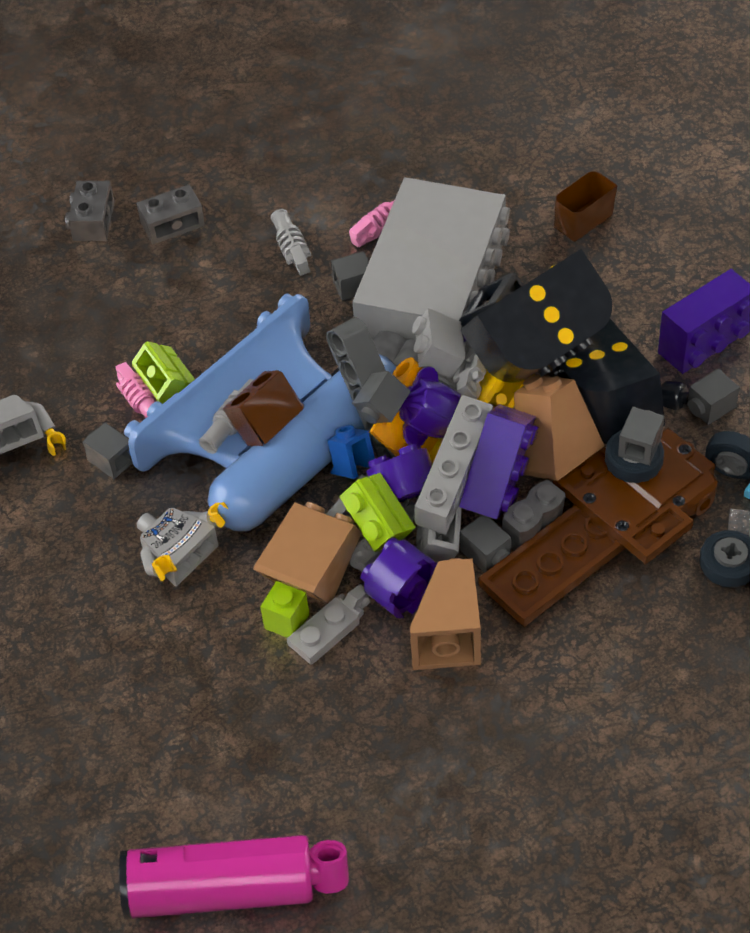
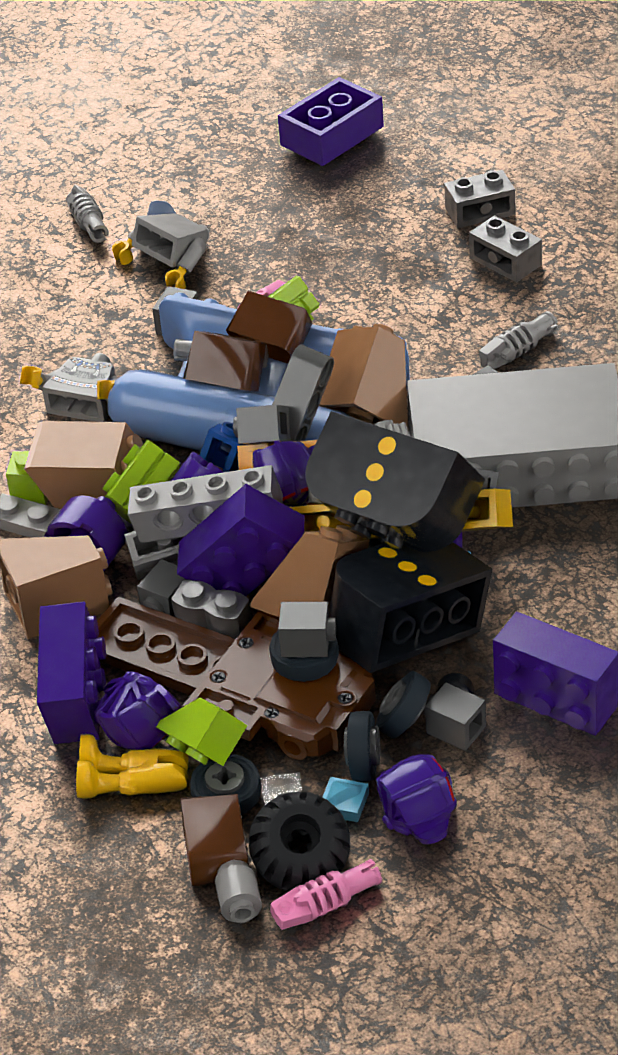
camera: 70 degrees right, 10 degrees down
(235, 364) = (271, 321): none -> reddish brown piece
(320, 312) = (368, 375): none -> medium nougat slope
(585, 621) = (69, 671): none -> dark purple brick
(638, 589) = (133, 710): none -> dark purple piece
(687, 423) = (403, 704): none -> black wheel
(691, 609) = (130, 774): none -> yellow piece
(692, 544) = (203, 731): none -> lime slope

